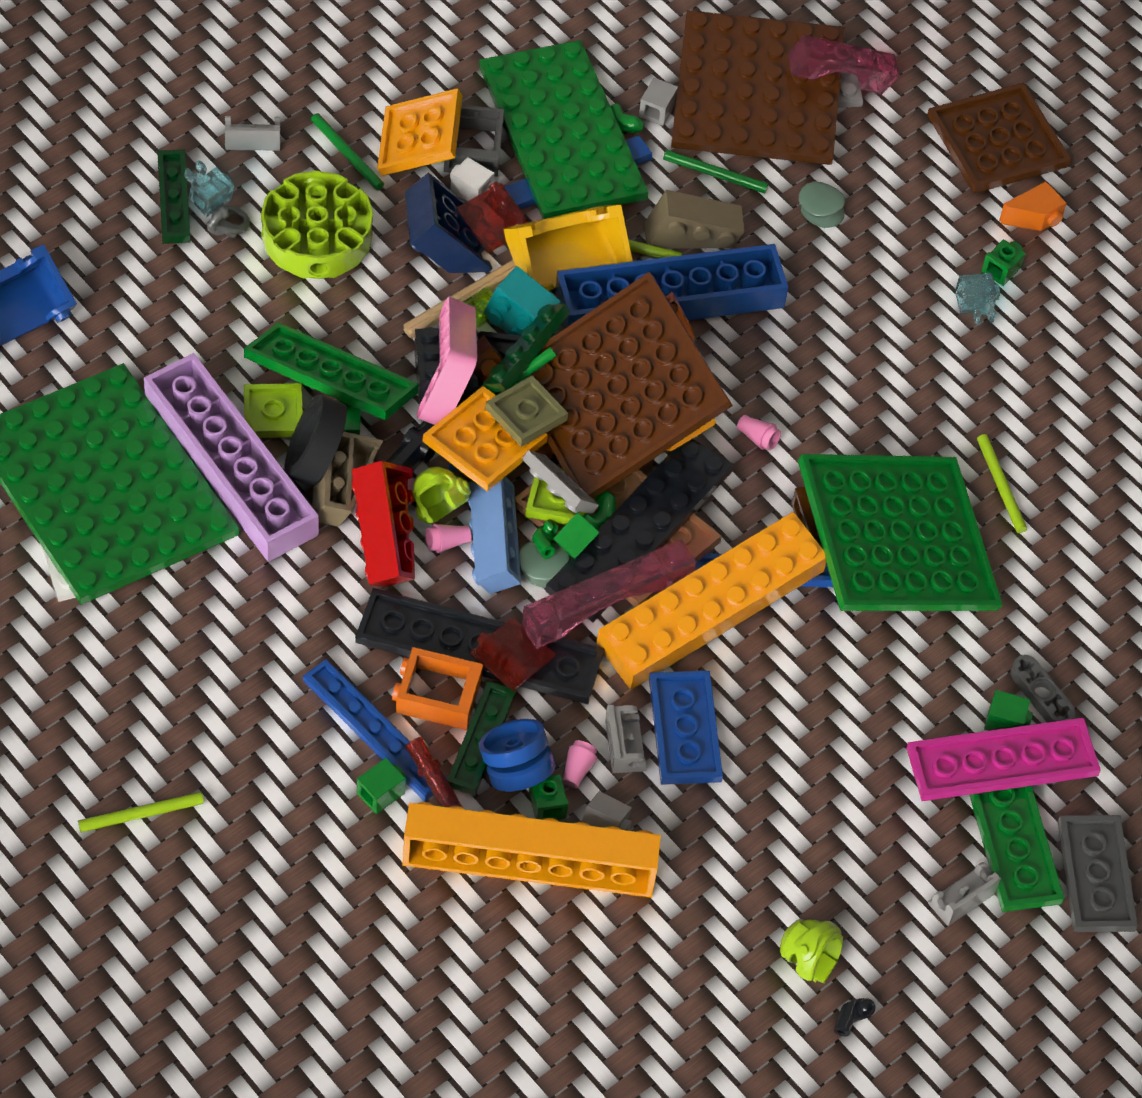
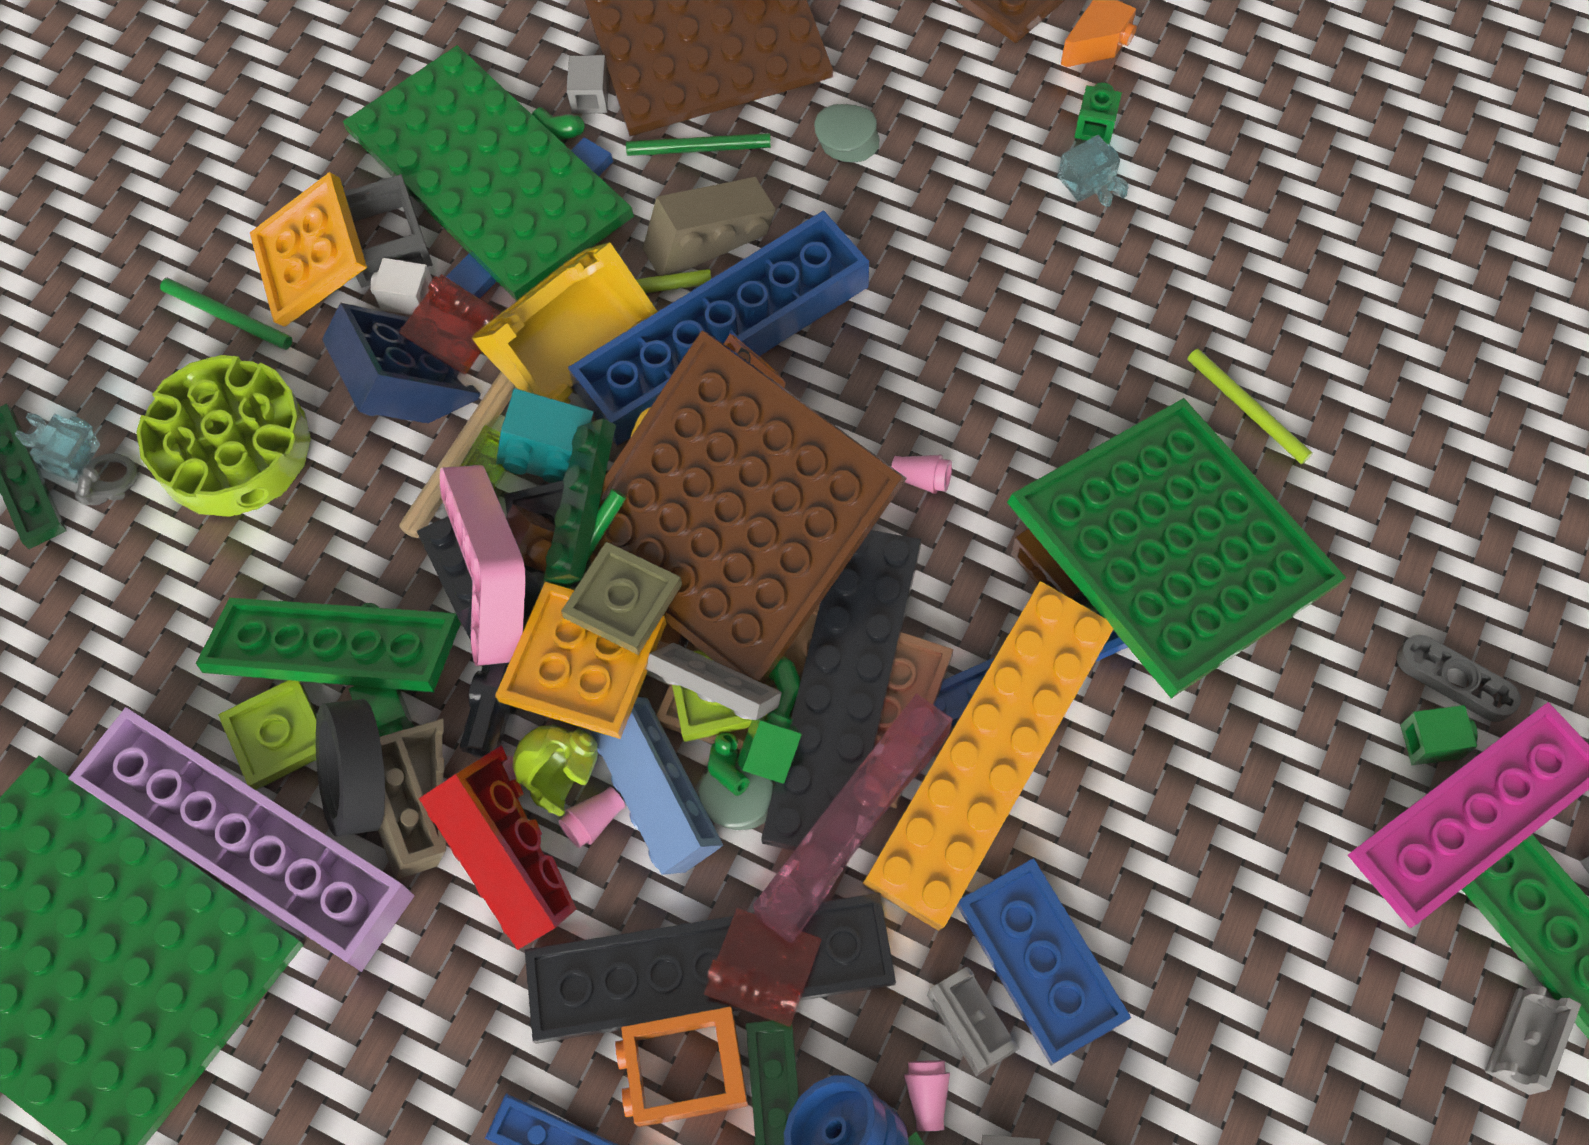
camera: 15 degrees left, 10 degrees up
(252, 136) = (91, 345): light grey hinge -> none

